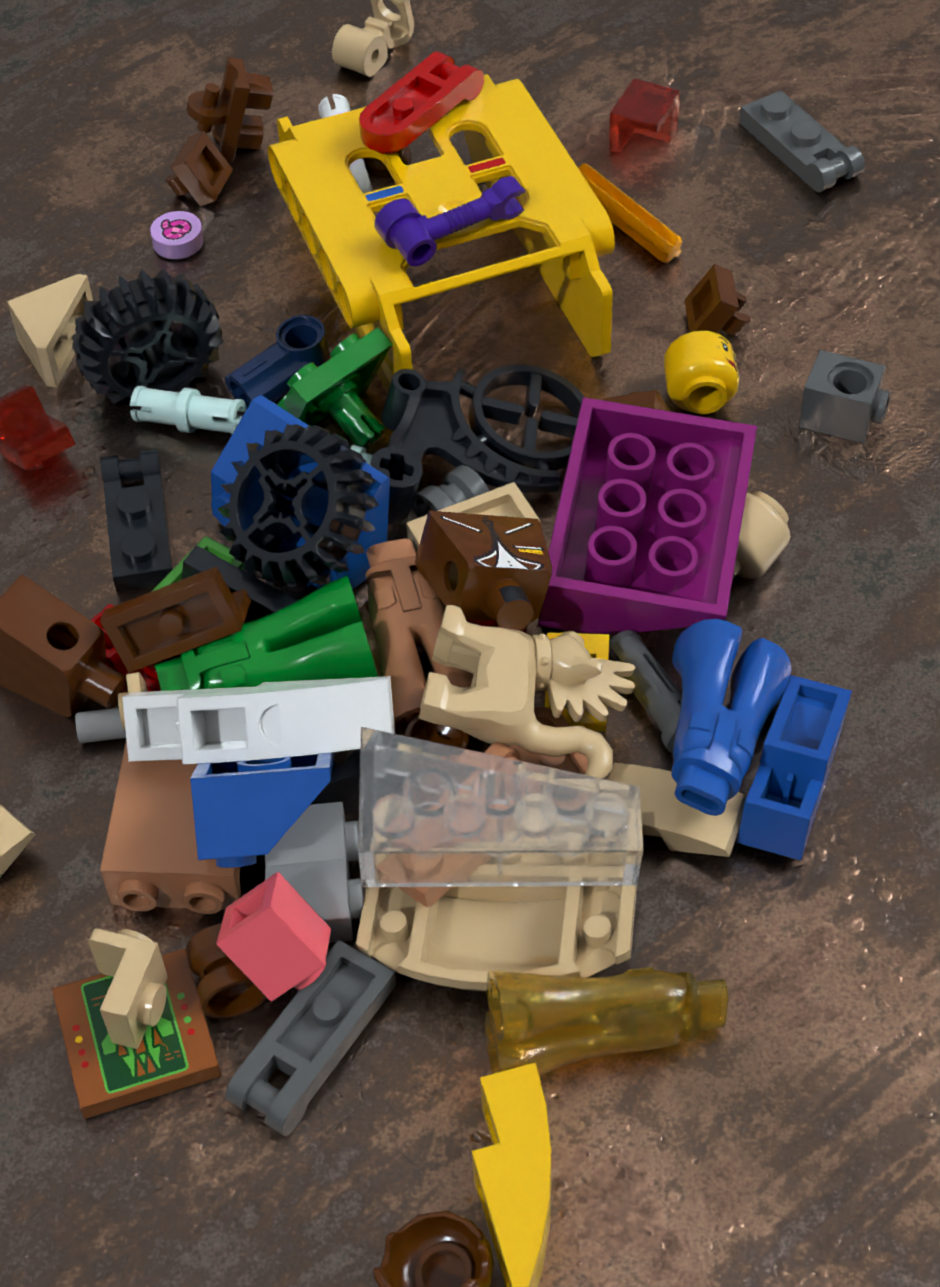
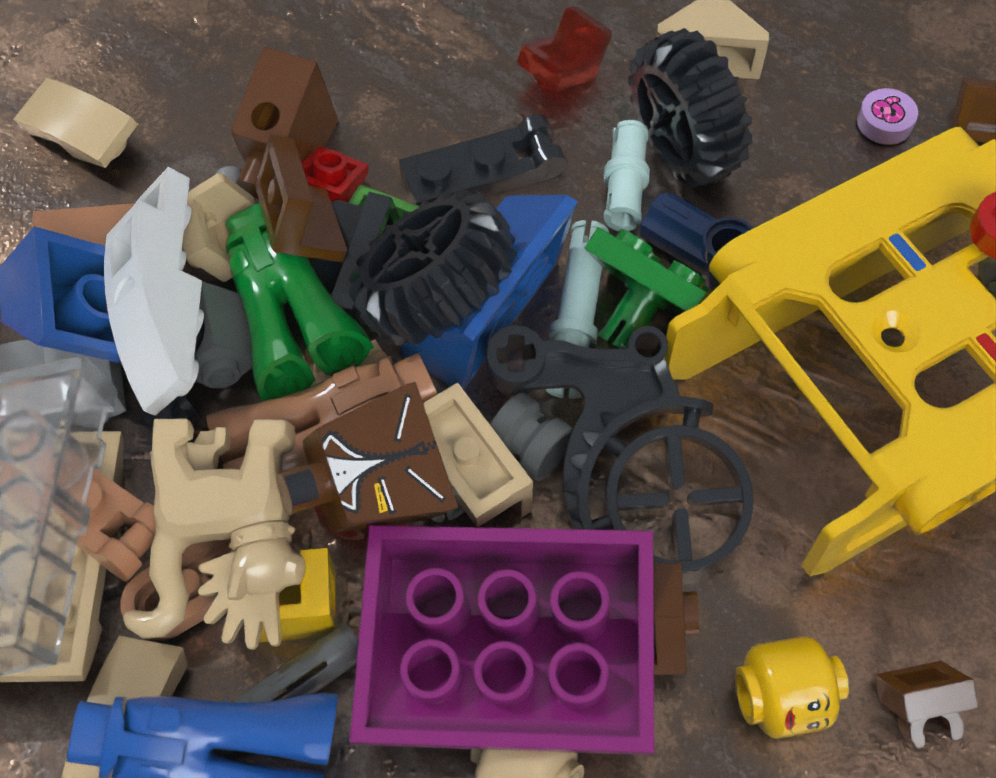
camera: 80 degrees right, 10 degrees up
(415, 235) = (824, 281): dark purple brick -> none

